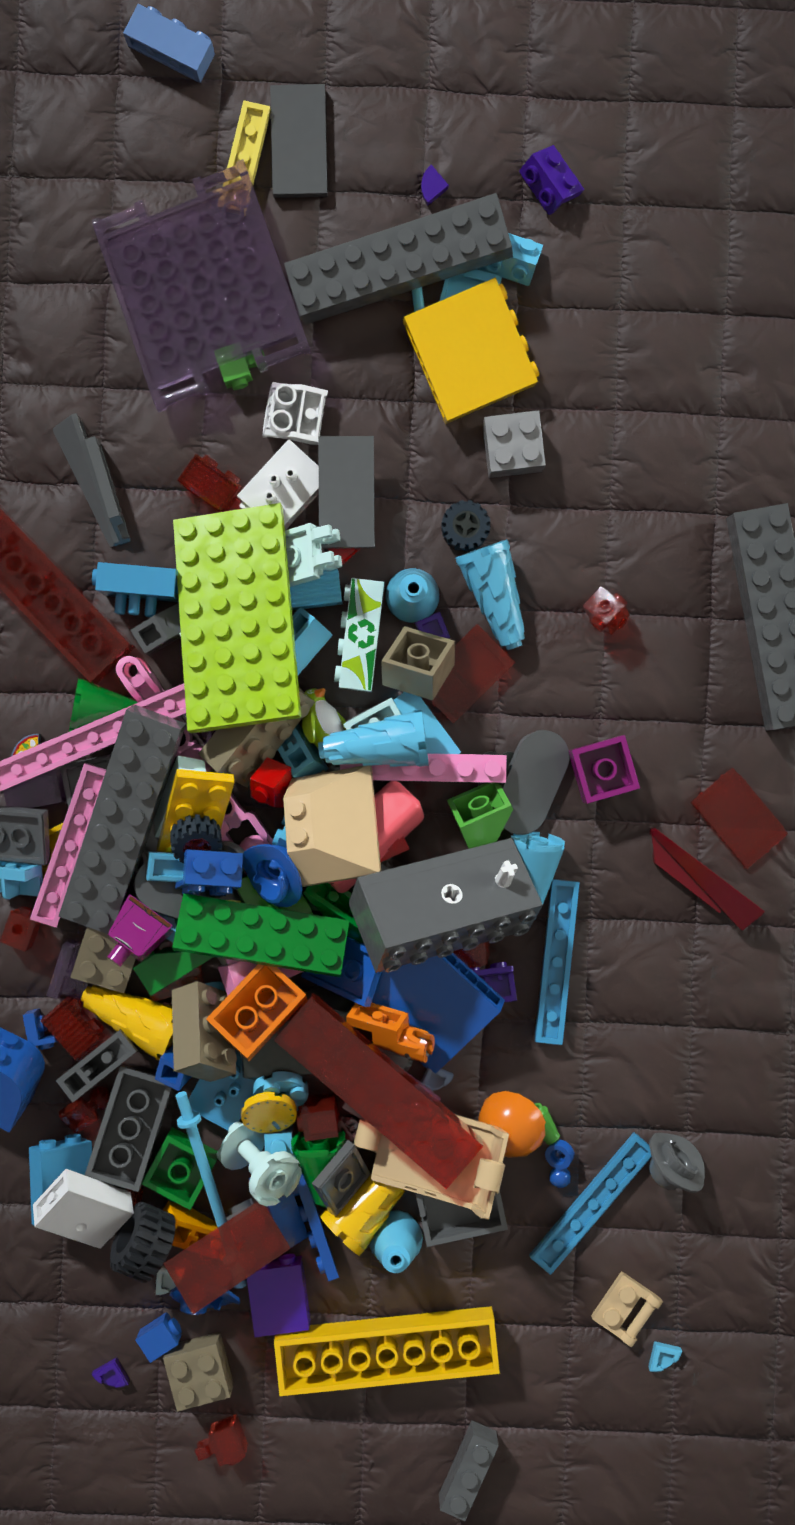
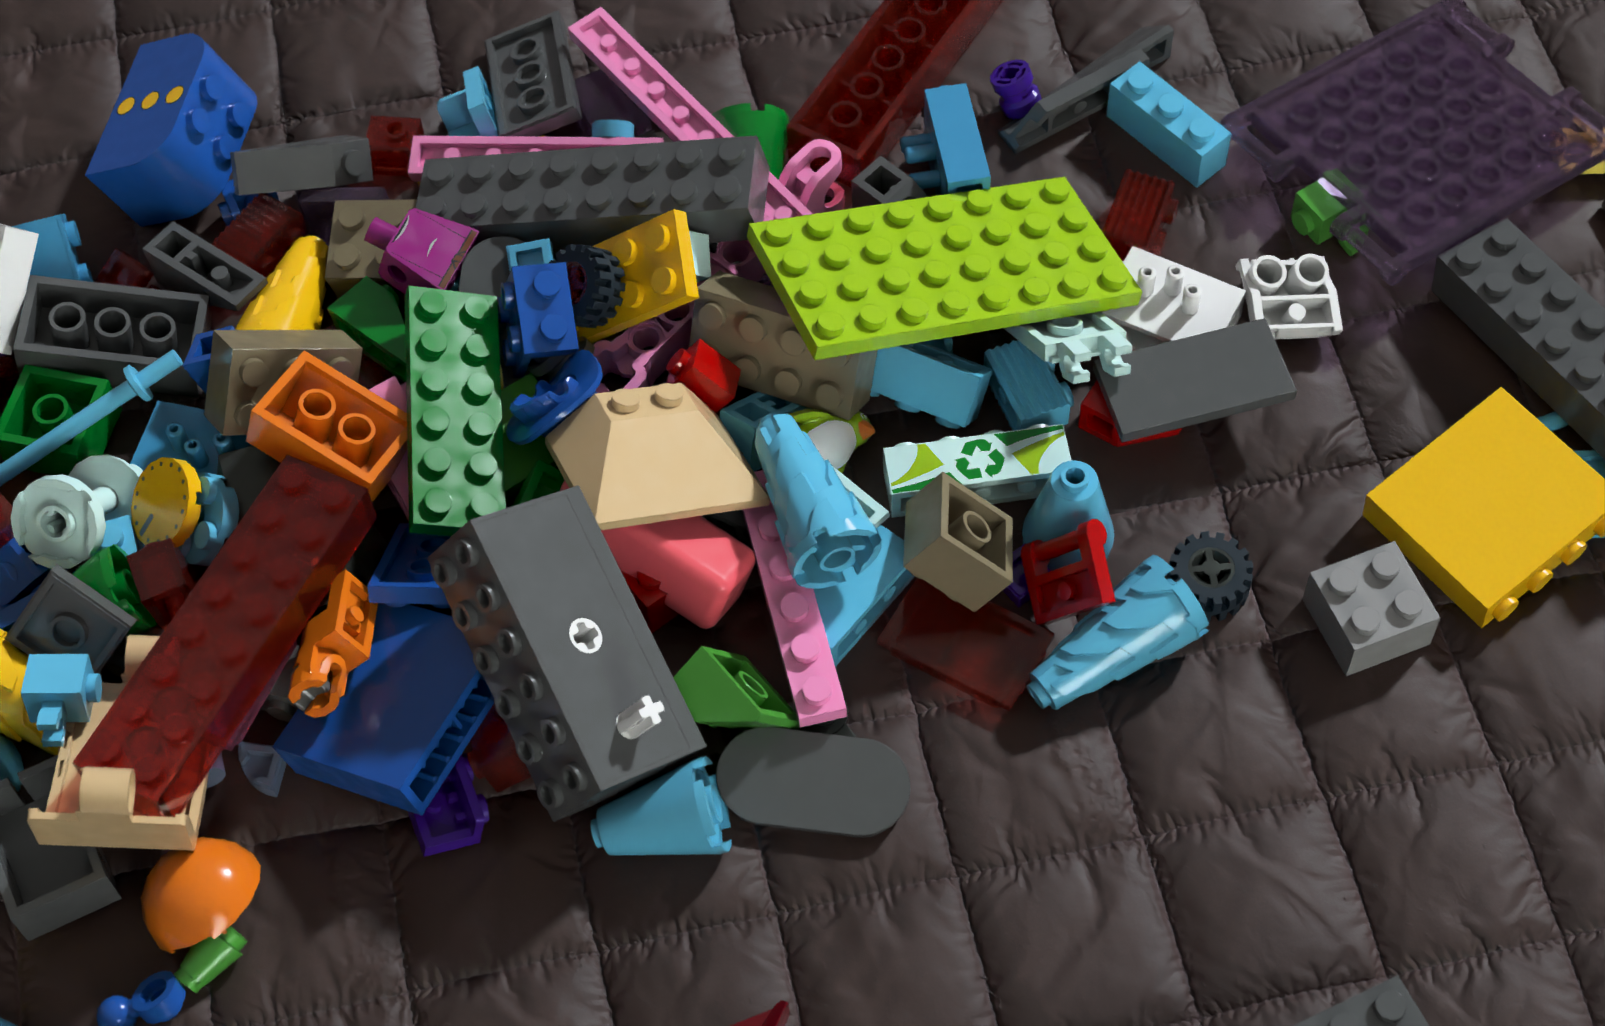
camera: 75 degrees right, 30 degrees down
(31, 989) = (302, 165): none -> dark grey slope
(63, 792) = (612, 128): none -> medium azure tile
(89, 527) = (1012, 82): none -> dark purple wheel
(143, 441) = (1168, 124): none -> medium azure brick
(385, 1190) = (58, 692): none -> medium azure brick
(462, 611) = (1072, 587): none -> red plate
(557, 961) = (507, 905): dark azure plate -> none
(604, 769) = (869, 884): magenta brick -> none
(606, 611) = (1147, 820): clear red brick -> none

